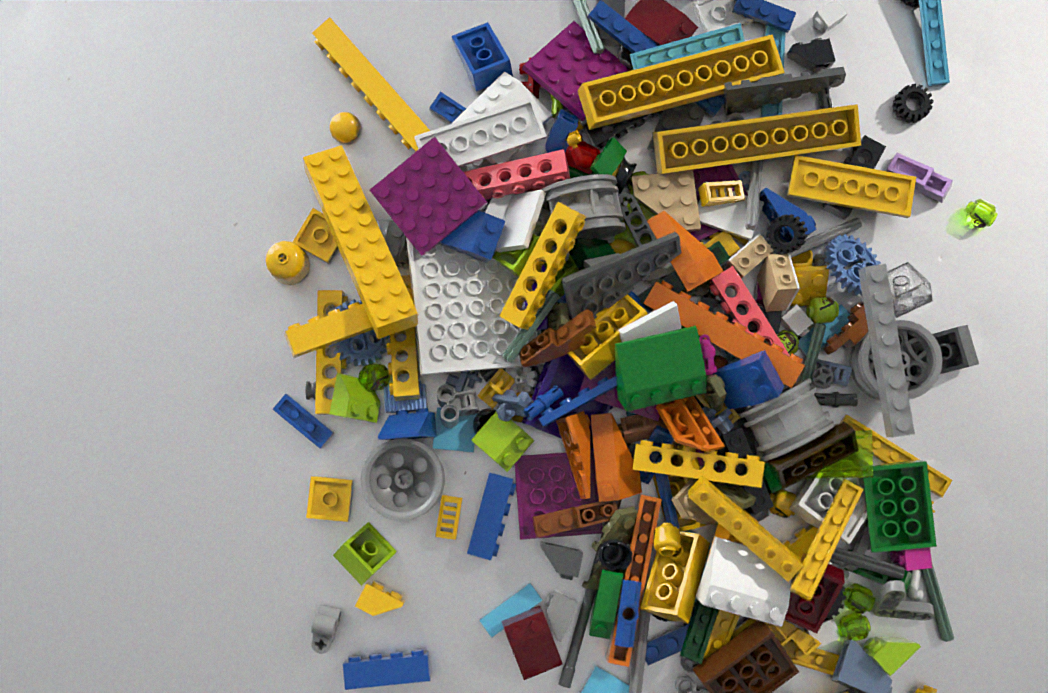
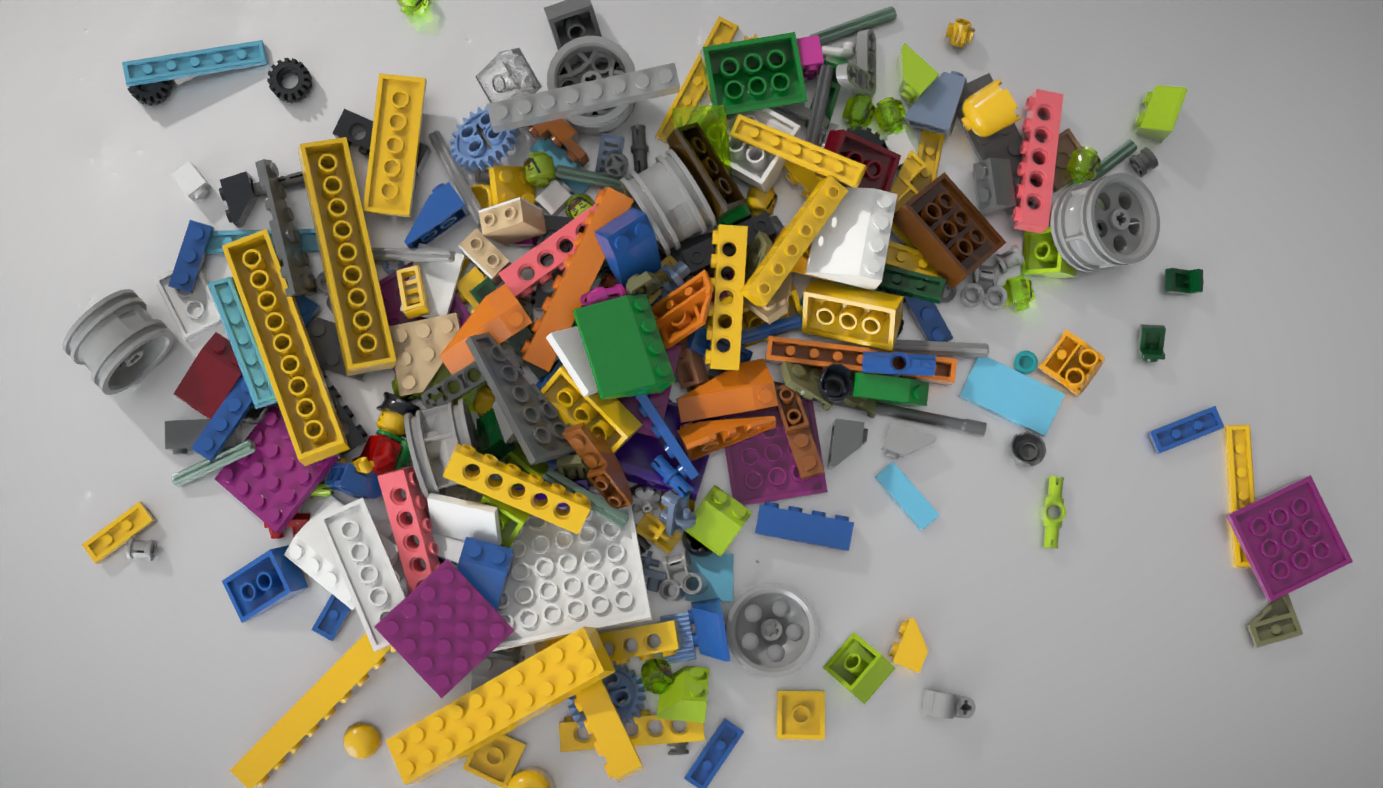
camera: 85 degrees left, 0 degrees up
(386, 670) = (987, 630): blue brick -> none
(448, 535) = (829, 575): yellow slope -> none
(532, 642) = (940, 468): dark red slope -> none
(609, 159) = (384, 423): green slope -> none
(667, 539) = (813, 326): yellow head -> none
(778, 242) = (451, 203): black tyre -> none
(927, 180) = (379, 60): lavender slope -> none

